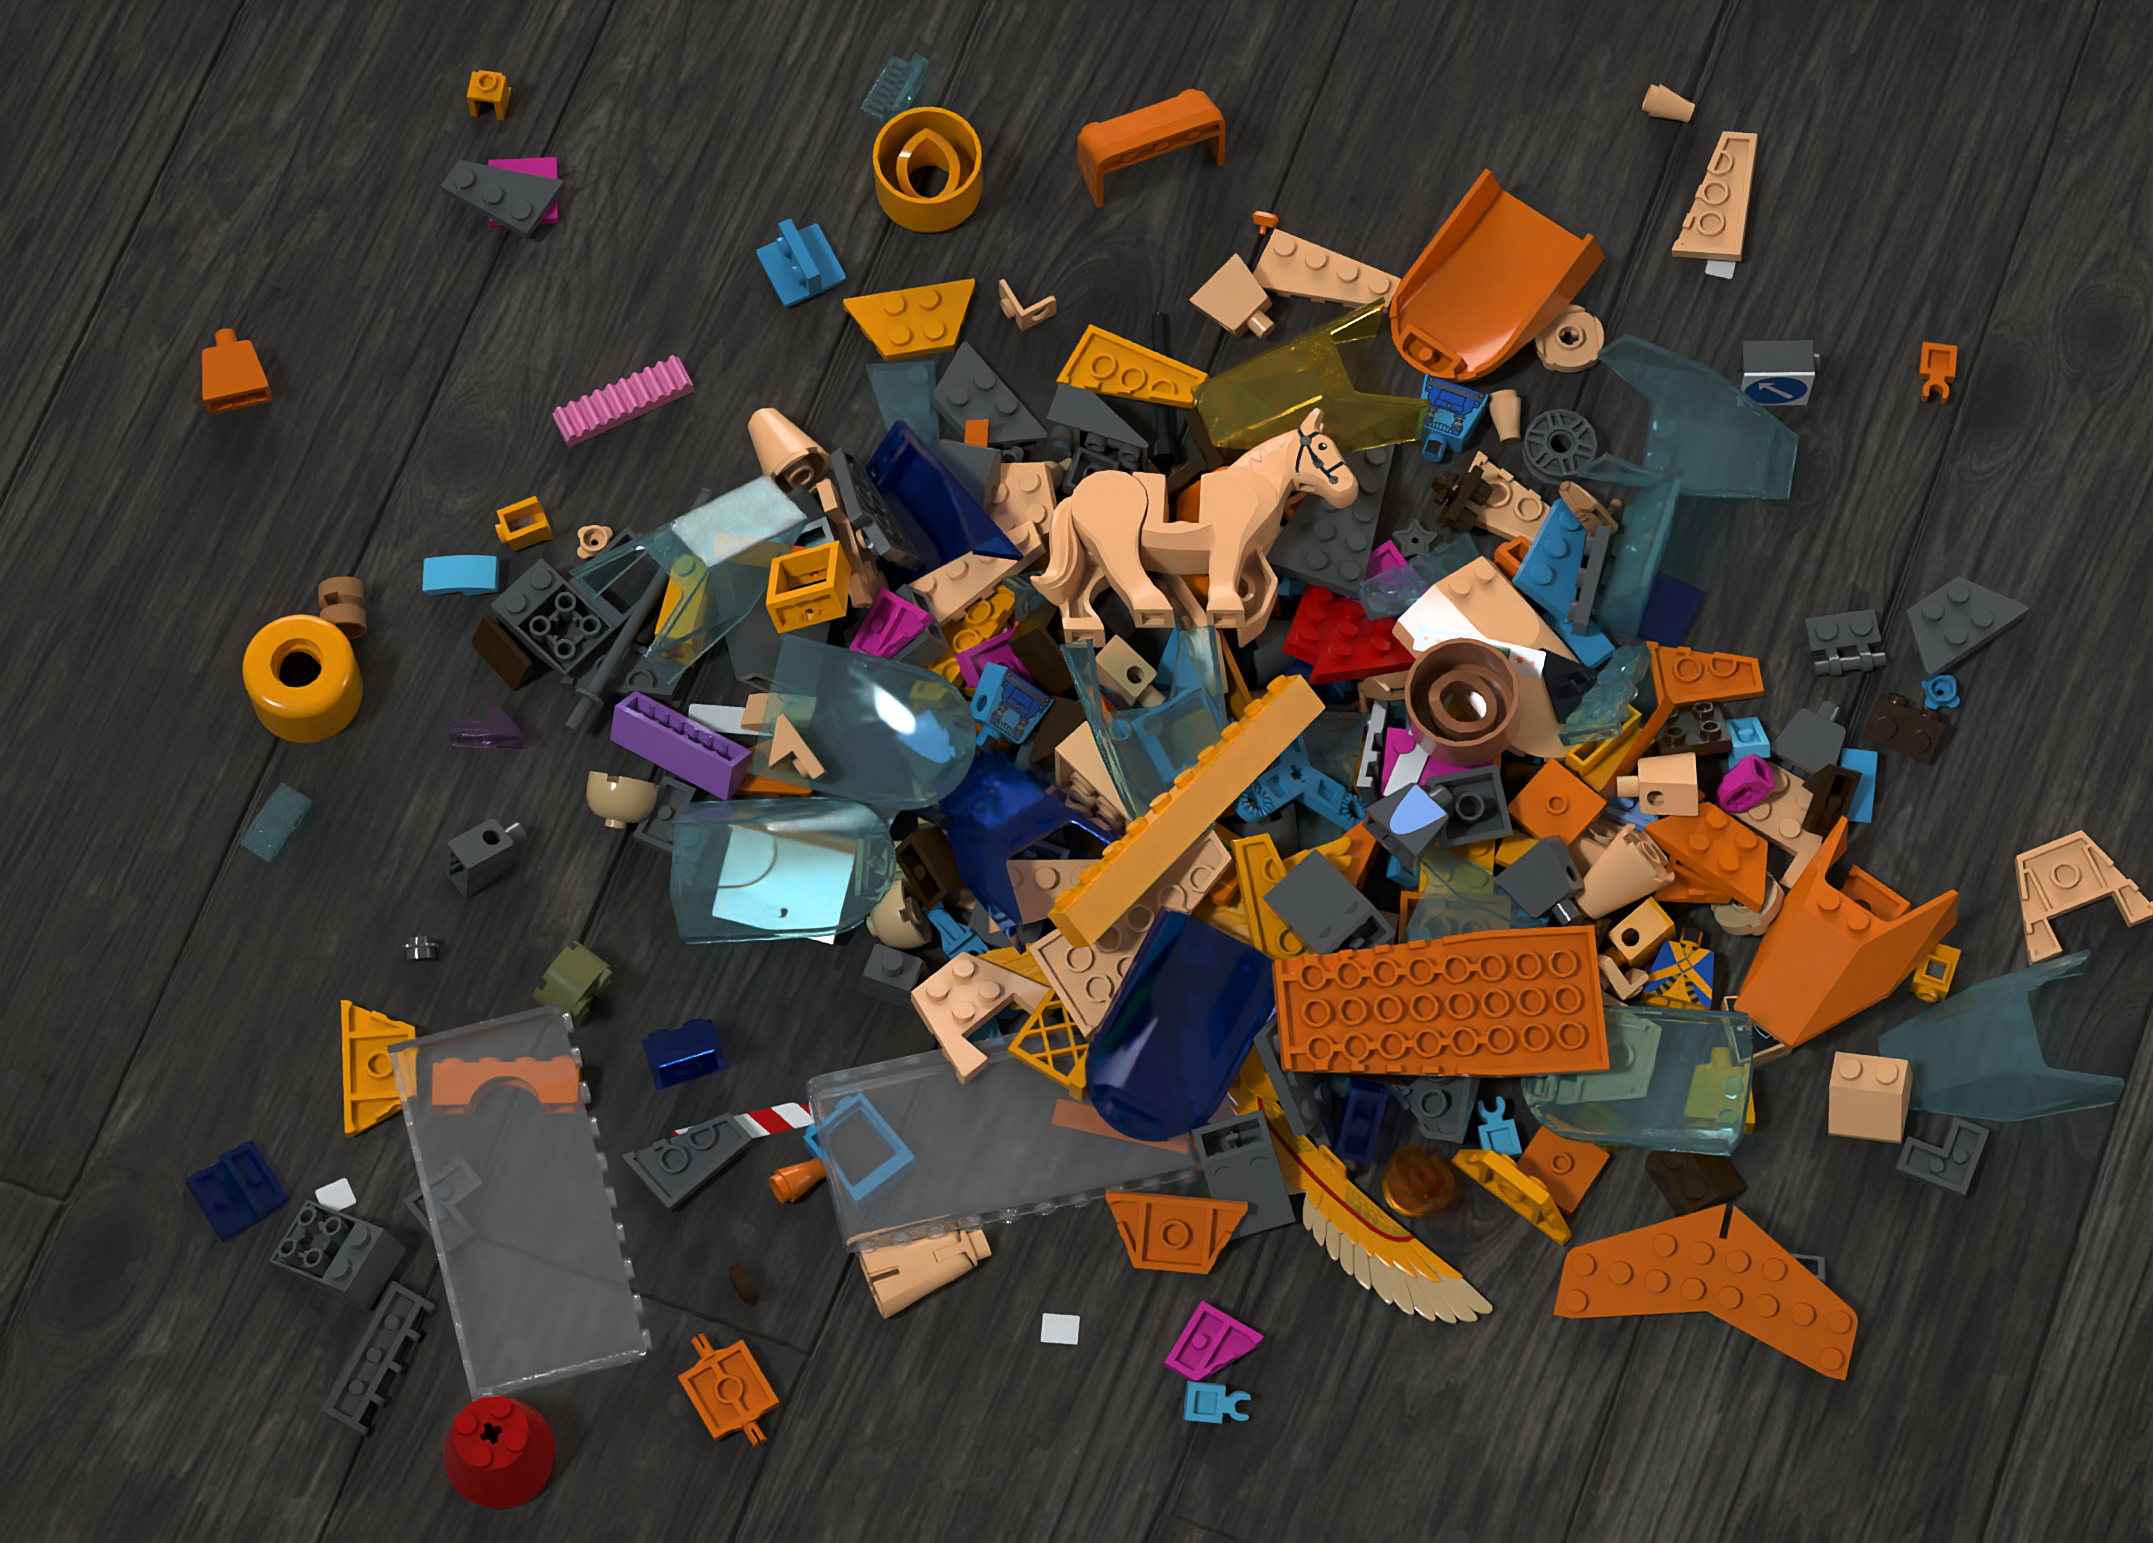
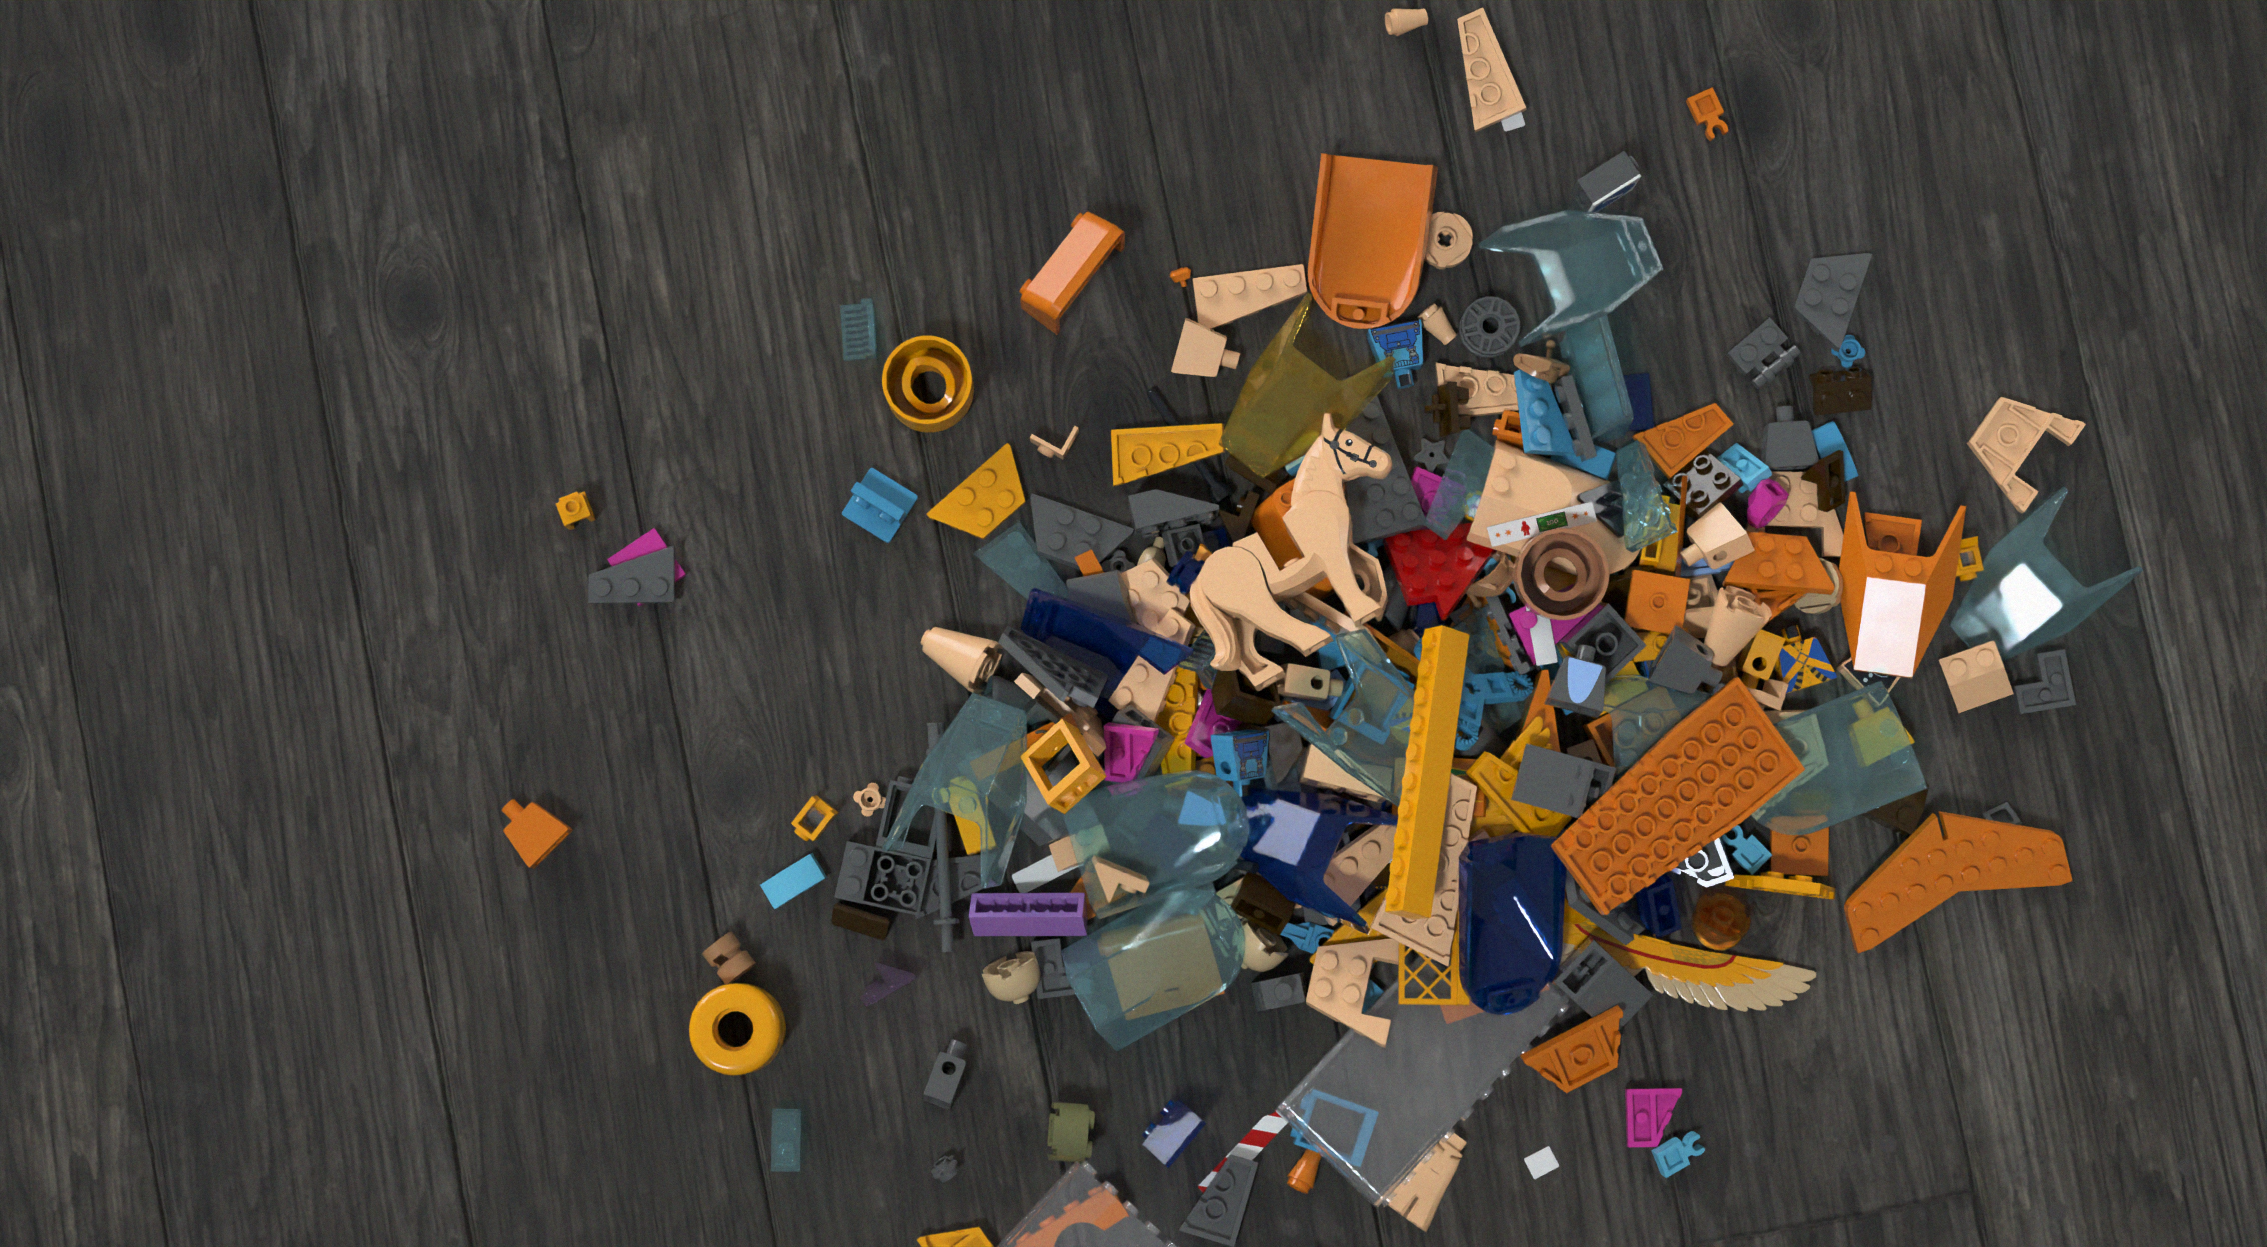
camera: 35 degrees left, 15 degrees up
(622, 401) = (821, 683): bright pink gear -> none
(1062, 485) = (1188, 575): none -> clear blue wheel

